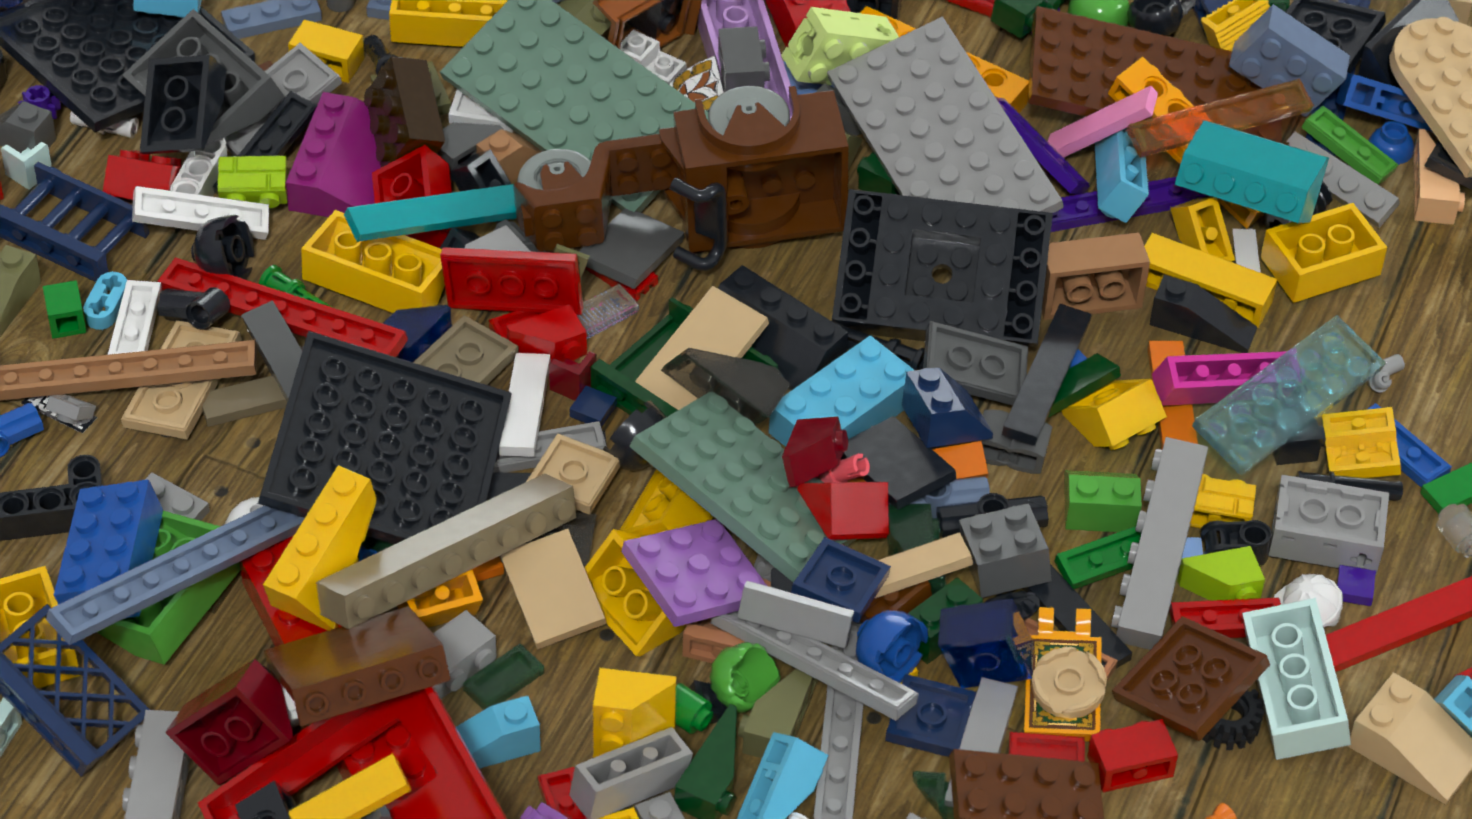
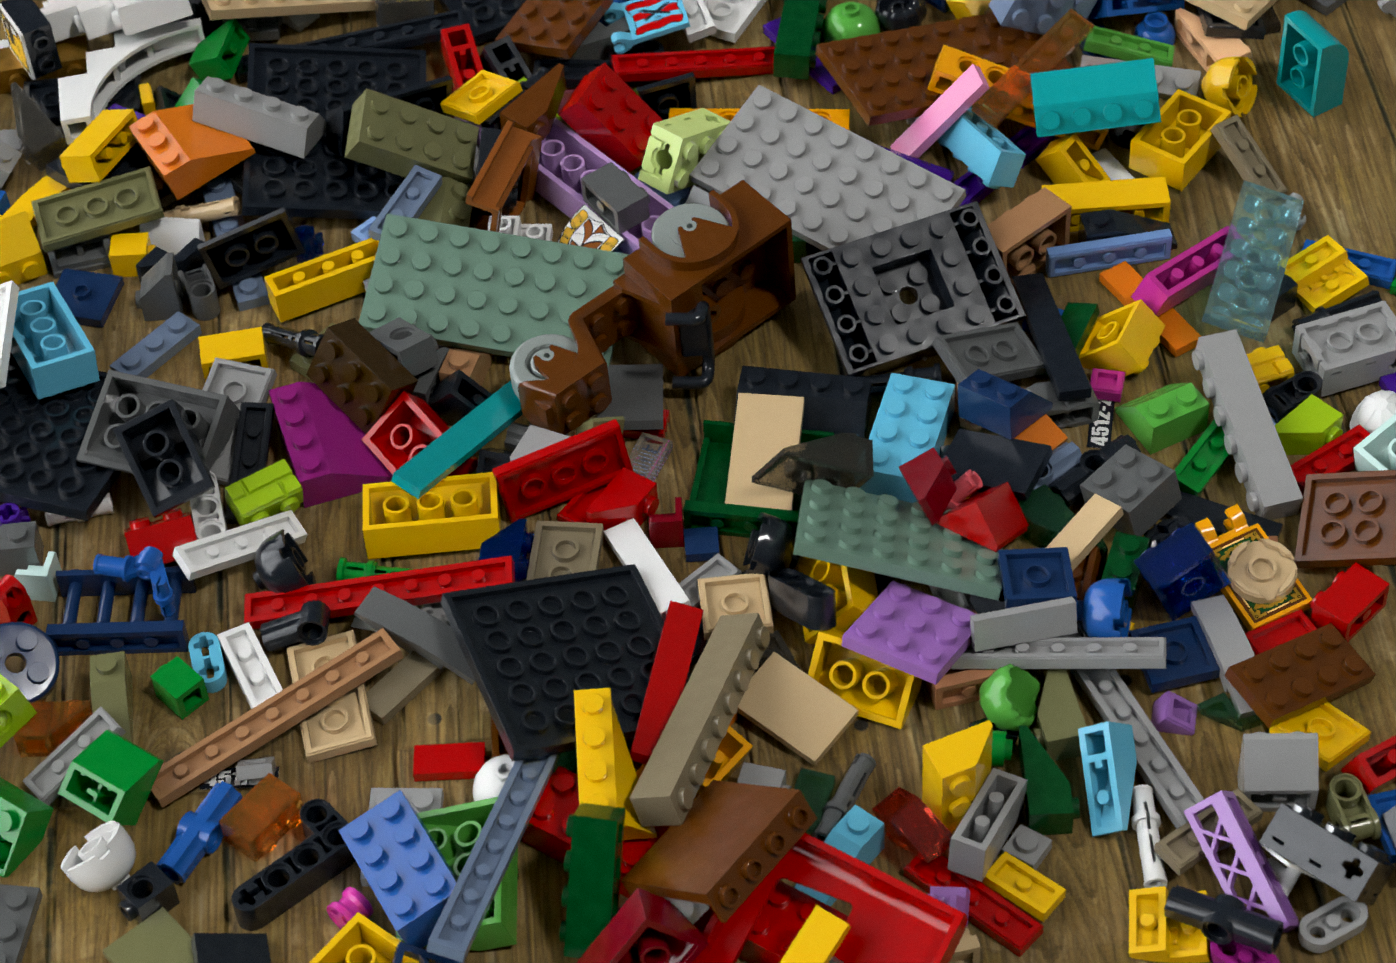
camera: 25 degrees left, 0 degrees up
(43, 450) = (262, 817): none -> clear orange brick
(51, 559) = (350, 903): none -> dark pink wheel
(106, 192) = (145, 566): none -> blue pin
(228, 481) = (448, 761): none -> red tile
(249, 624) = (593, 874): none -> dark green brick
(460, 108) = (408, 345): none -> dark grey brick
(472, 488) = (666, 677): none -> red tile
(542, 684) = (846, 794): none -> dark grey pin
(564, 738) = (913, 825): none -> clear red slope
(628, 495) = (802, 599): none -> black beam
(890, 771) = (1174, 714): none -> medium lavender slope
(1052, 469) = (1101, 430): none -> sticker
(1073, 445) = (1107, 384): none -> dark pink tile
(1170, 325) = (1108, 253): none -> medium blue tile
(1374, 300) = (1246, 154): none -> dark tan tile
(1417, 226) = (1230, 84): none -> yellow cylinder

